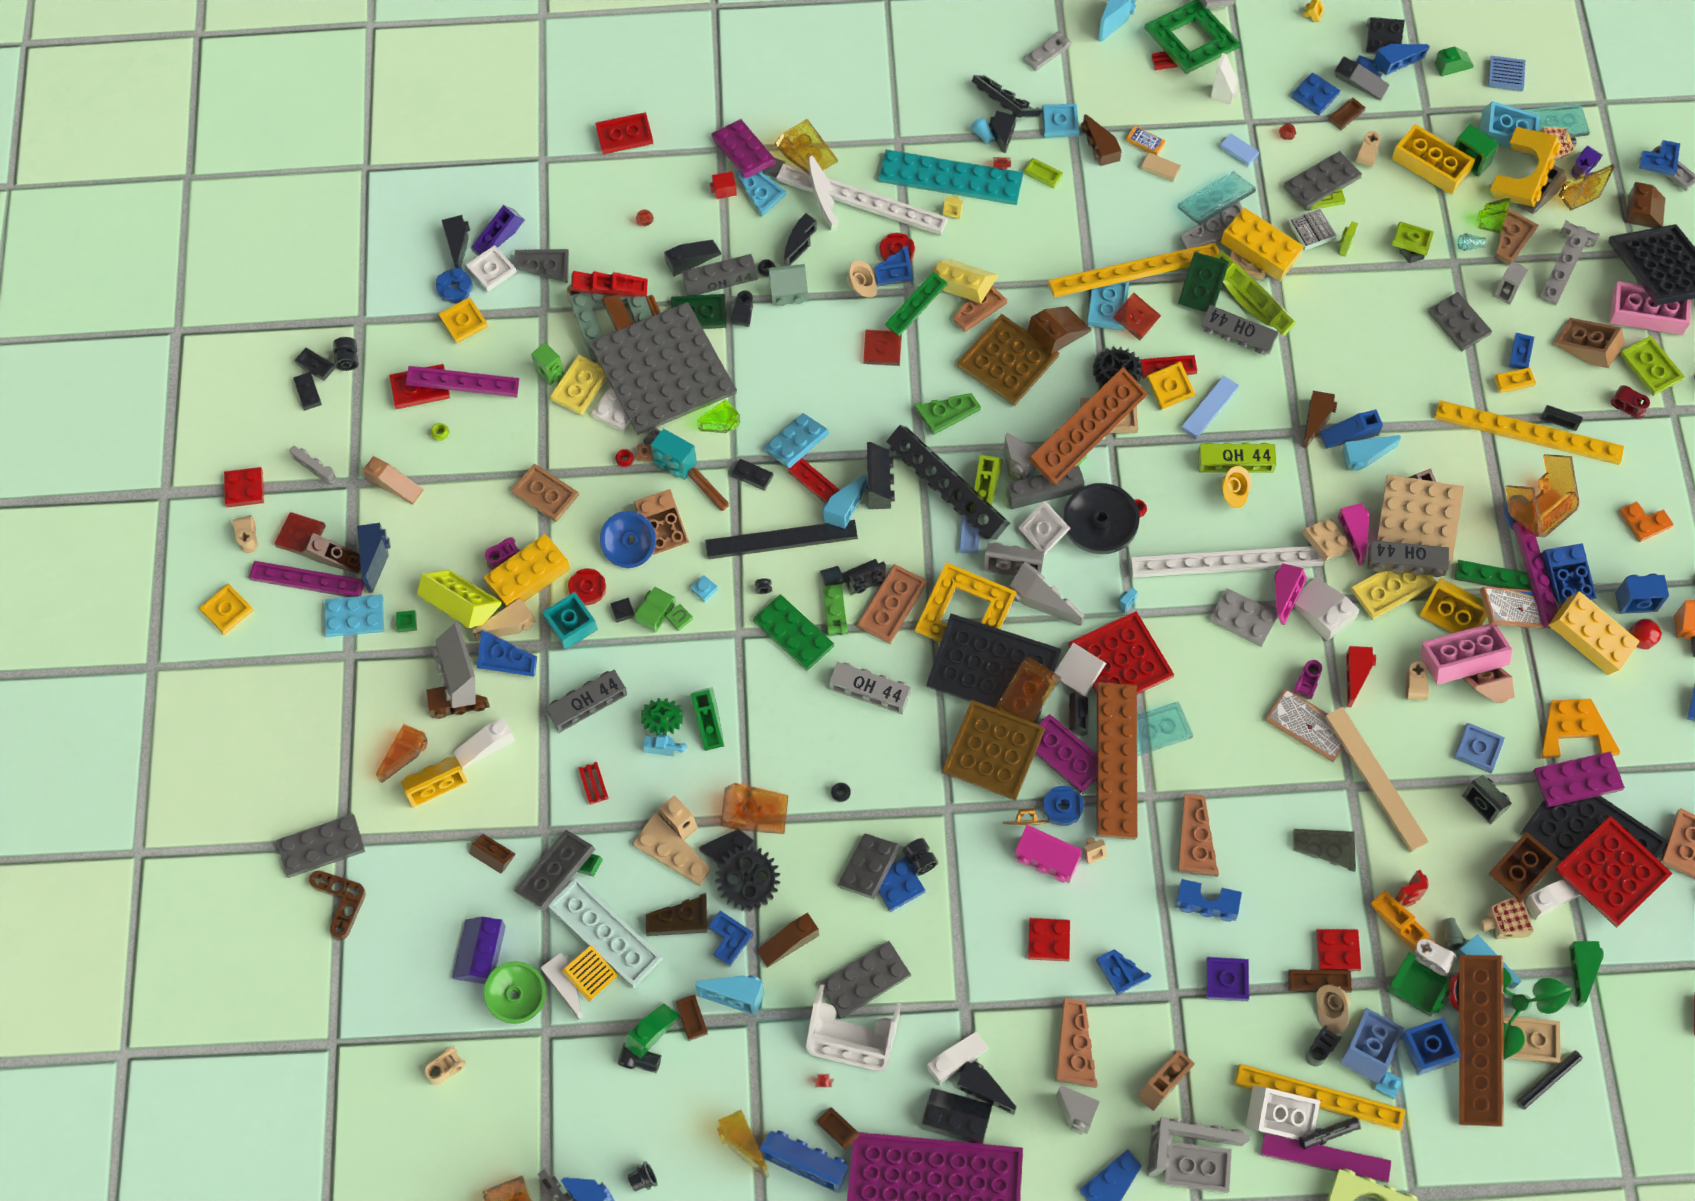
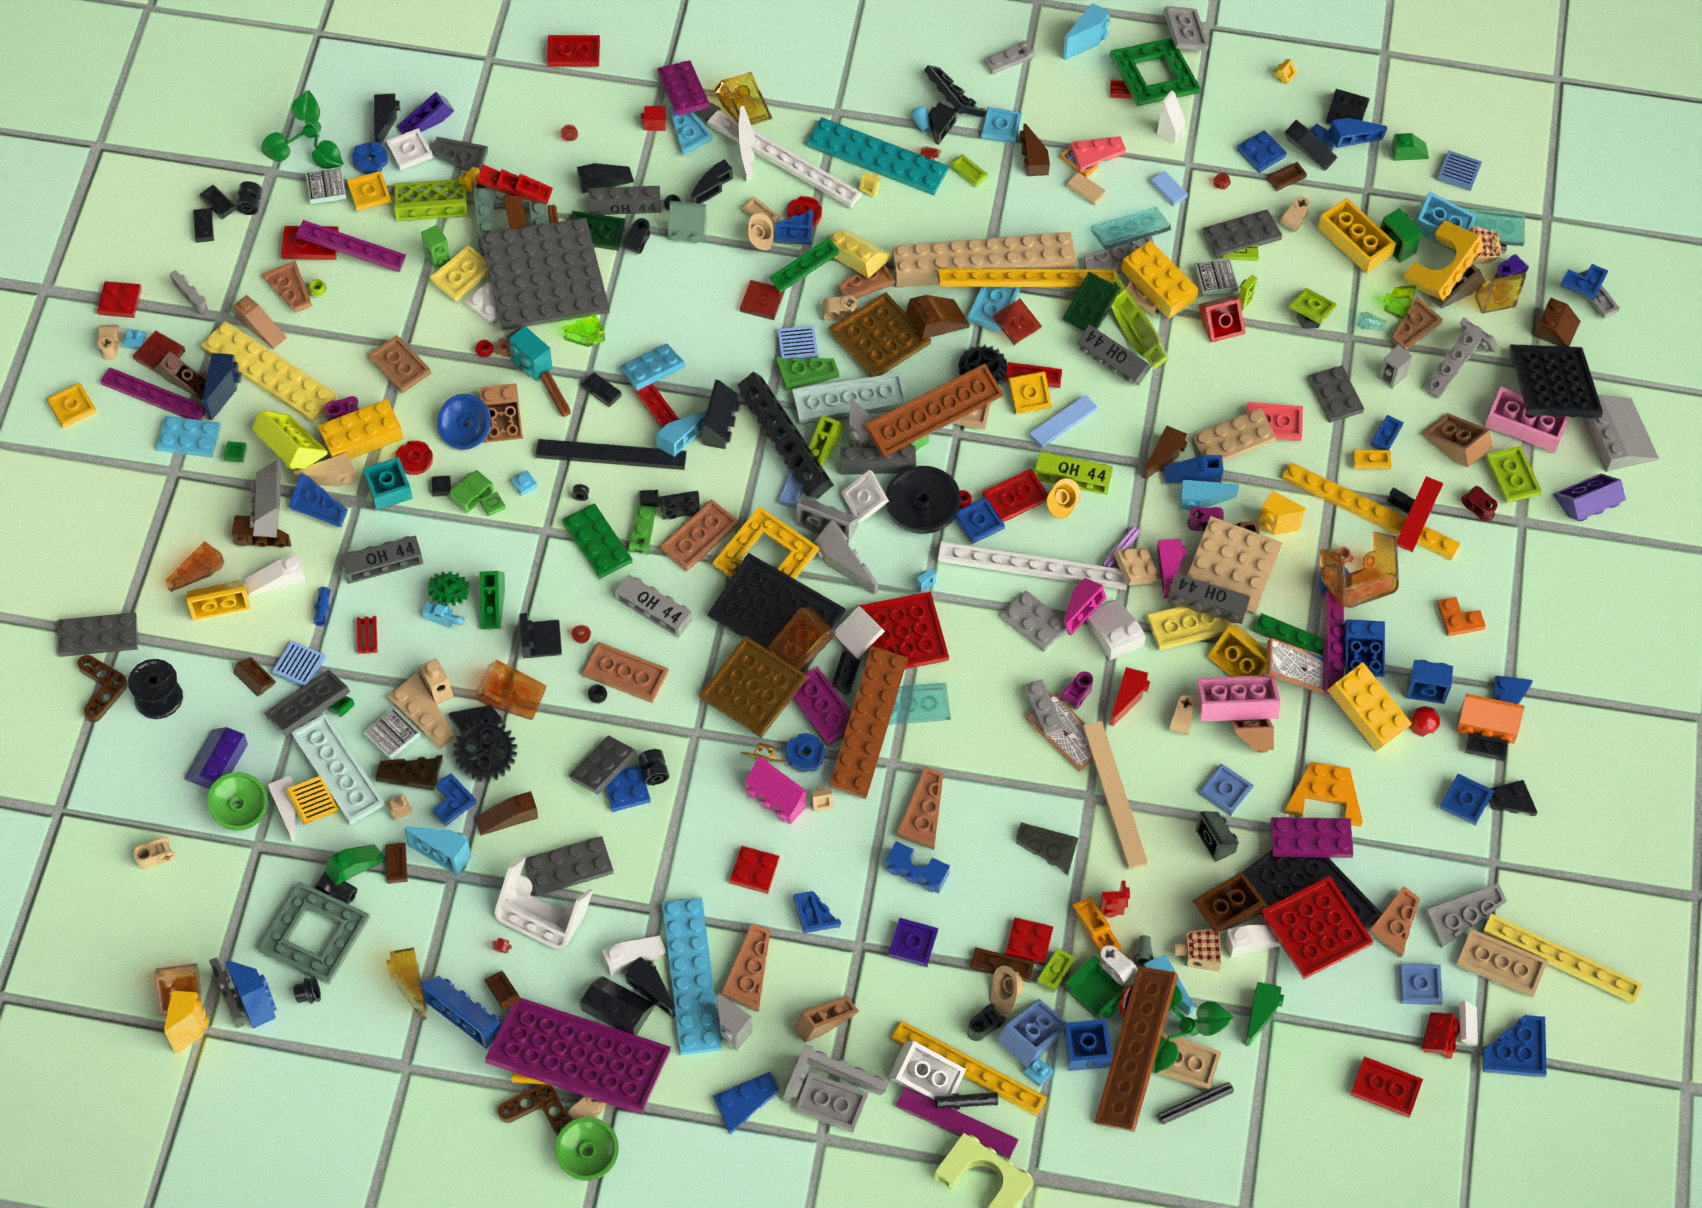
camera: 10 degrees right, 5 degrees down
(271, 525) = (134, 339): none -> medium azure tile
(378, 251) = (326, 152): none -> green plant
(398, 892) = (155, 688): none -> black piece
(412, 435) = (289, 285): none -> nougat wing
(418, 323) = (325, 185): none -> tile
(418, 529) = (271, 372): none -> light yellow plate
(530, 324) = (431, 207): none -> lime fence
(534, 830) = (299, 664): none -> light blue tile
(539, 764) = (321, 606): none -> blue pin
(560, 286) = (469, 178): none -> yellow tile
(647, 1148) = (322, 967): none -> sand green plate
(648, 882) = (391, 733): none -> tile
(677, 958) = (399, 807): none -> tan tile
(767, 746) = (540, 637): none -> black bracket
(806, 738) = (581, 638): none -> clear red plate
(849, 255) = (755, 206): none -> tan tile
(861, 763) = (625, 672): none -> nougat tile
(930, 384) = (798, 342): none -> light blue tile
(960, 339) = (838, 308): none -> tan piece
(989, 431) = (834, 399): none -> light aqua plate
(1020, 1067) = (691, 976): none -> medium azure plate
(1029, 276) = (919, 263): none -> tan brick
(1157, 128) = (1093, 151): none -> coral wing
(1160, 527) = (979, 520): none -> blue plate
(1188, 493) = (1016, 495): none -> red plate
(1281, 705) = (1043, 708): none -> light grey plate
(1304, 522) = (1124, 543): none -> lavender axle
(1331, 269) = (1222, 318): none -> red slope
(1374, 974) = (1056, 970): none -> lime plate
(1375, 476) = (1203, 517): none -> magenta piece
(1380, 386) = (1235, 436): none -> tan plate
(1411, 362) = (1284, 420): none -> coral plate
(1449, 456) = (1280, 515): none -> yellow slope
(1518, 479) = (1347, 554): none -> nougat plate
(1580, 425) = (1419, 514): none -> red slope

